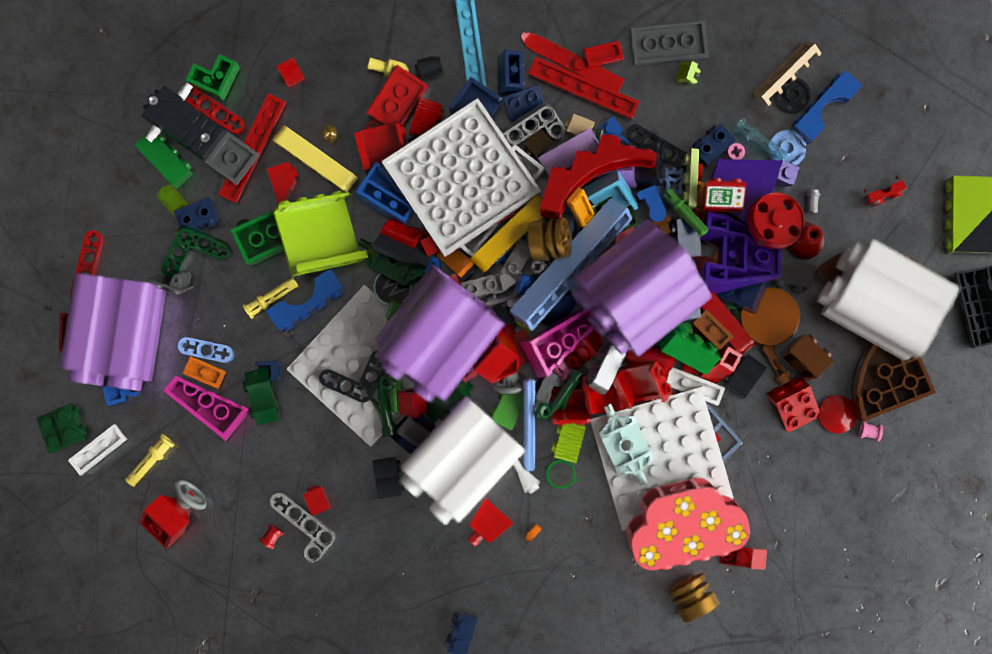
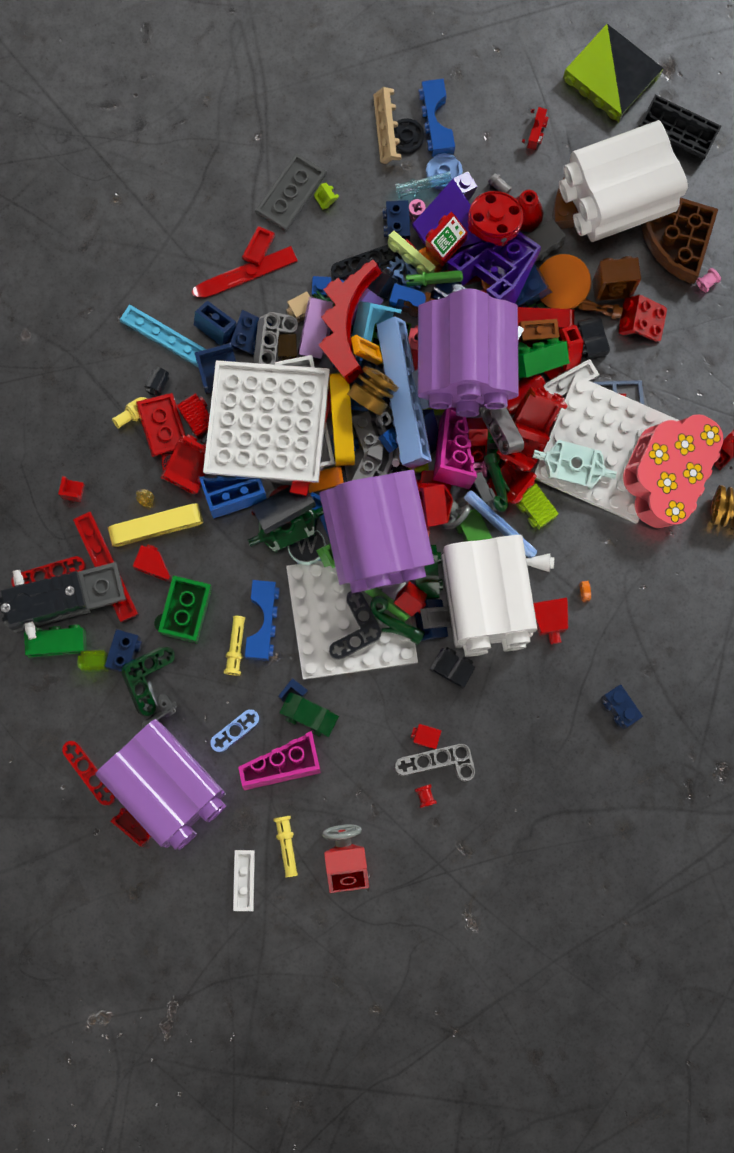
camera: 55 degrees left, 5 degrees down
(62, 428) = (202, 896): dark green plate -> none
(117, 395) = (211, 831): blue plate -> none
(204, 372) = (252, 745): orange plate -> none
(214, 82) = (29, 550): green brick -> none
(317, 233) = (217, 567): lime panel -> none
(401, 233) = (271, 502): red tile -> none
(560, 474) = (557, 533): pearl dark grey piece -> none
(583, 88) = (272, 280): red plate -> none
(837, 414) = (675, 294): red dish -> none

